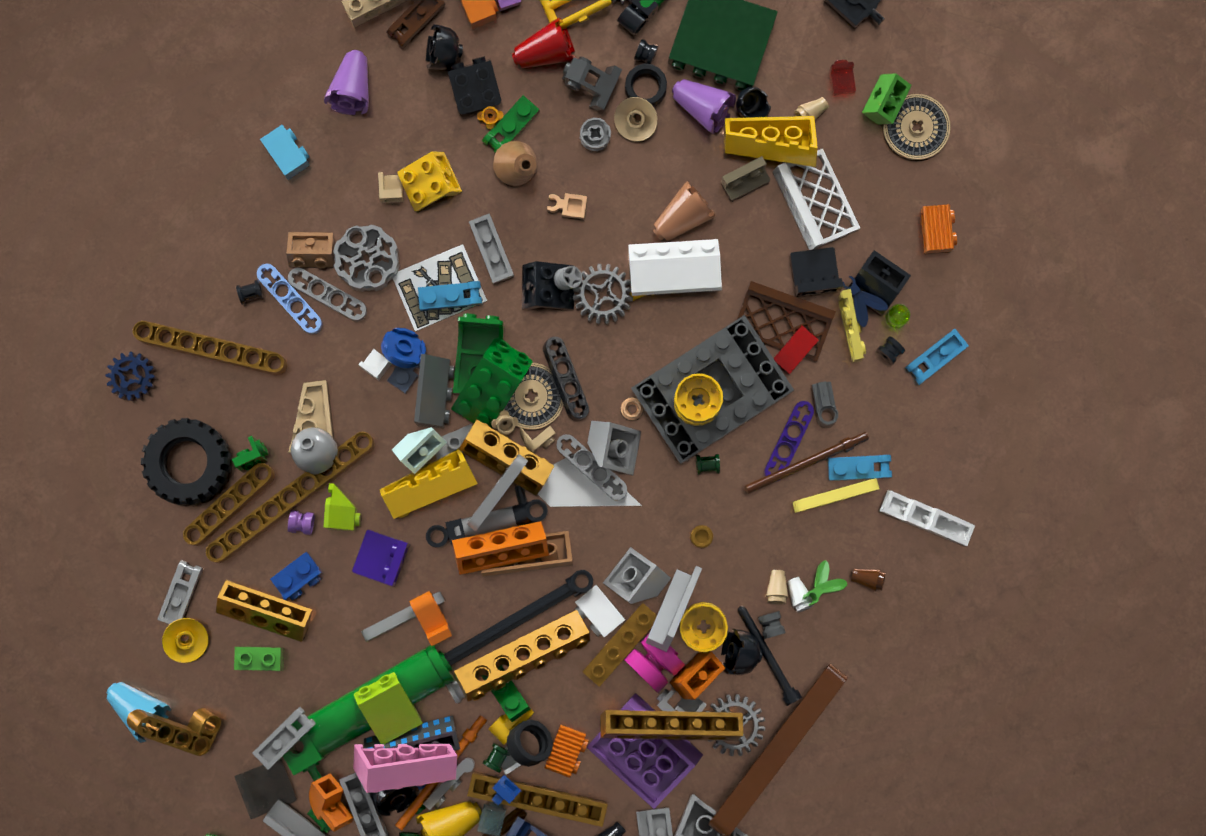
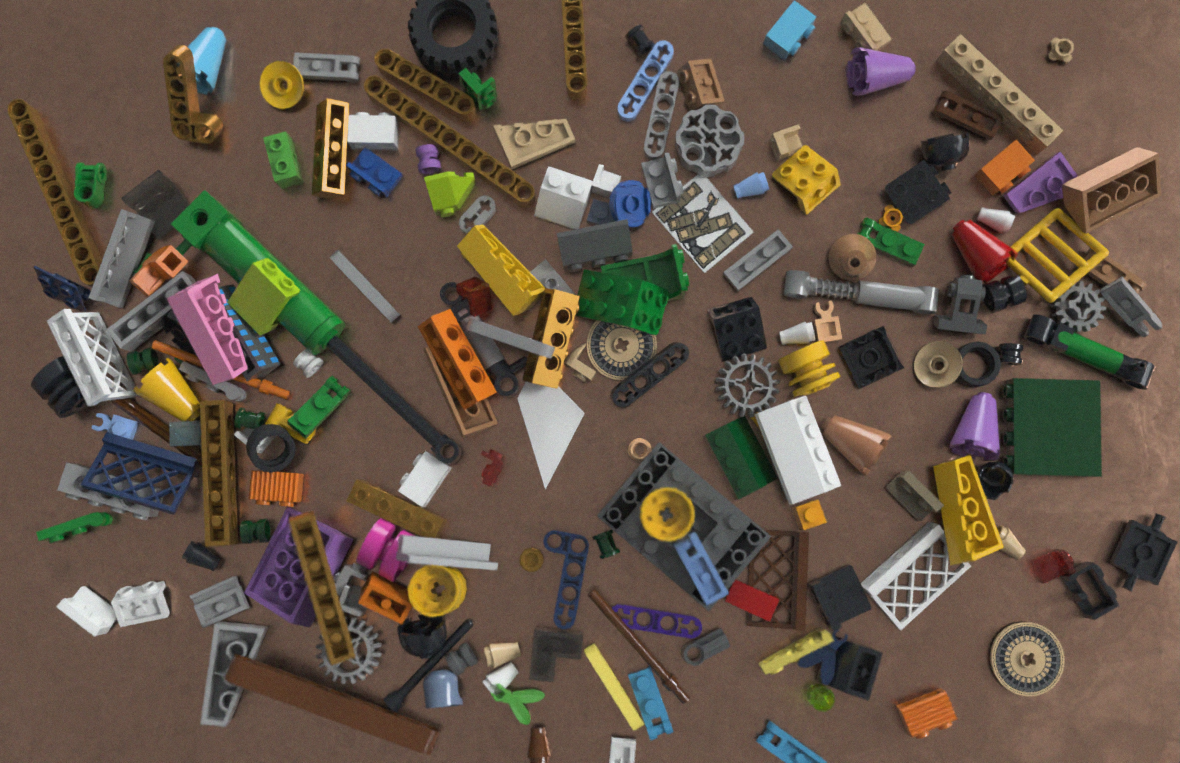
camera: 80 degrees right, 0 degrees up
(258, 566) = (373, 131): none -> white brick
(283, 738) = (201, 201): light grey plate -> none
(306, 82) = (865, 28): none -> tan bracket
(313, 450) = (500, 146): light grey cylinder -> none
(363, 495) = (473, 211): none -> light grey beam
(378, 408) = (563, 198): none -> white slope
(380, 558) = (415, 247): dark purple bracket -> none
(390, 312) = (662, 181): none -> light grey bracket
(418, 448) = (533, 248): light aqua slope -> none
(420, 232) = (751, 186): none -> light blue cone
(431, 618) = (366, 312): orange tile -> none
(445, 511) = (477, 293): none -> clear red panel
(449, 296) = (697, 233): dark azure plate -> none
(505, 790) = (212, 437): blue tile -> none
(508, 427) = (579, 328): tan plate -> none
(521, 23) = (996, 219): none -> white cone
(527, 645) = (319, 365): brick -> none
(570, 119) = (919, 299): none -> light grey piece
(570, 233) = (798, 334): none -> white cone
(573, 275) = (756, 348): light grey wheel -> none
(589, 470) = (571, 428): light grey beam -> none
(590, 41) = (1008, 292): none -> black wheel
(595, 134) = (908, 328): light grey wheel -> none
(600, 787) = (255, 531): none -> dark green wheel
(606, 234) = (809, 368): none -> yellow wheel
(611, 175) = (871, 357): none -> black slope
(611, 548) = (492, 471): none -> clear red bracket
(614, 446) = (595, 443): light grey slope -> none
(636, 578) = (468, 506): light grey slope -> none
(666, 321) = (740, 457): none -> dark green slope
(729, 509) = (566, 579): none -> dark blue beam
(735, 276) = (809, 514): none -> light orange brick
(755, 384) = (701, 569): none -> medium blue plate
(783, 542) = (549, 645): none -> clear smoke brick
(794, 649) = (441, 689): none -> sand blue helmet
(879, 40) = (1105, 592): none -> black window
(886, 98) = (1047, 619): bright green brick -> none
(891, 350) = (783, 700): black wheel -> none

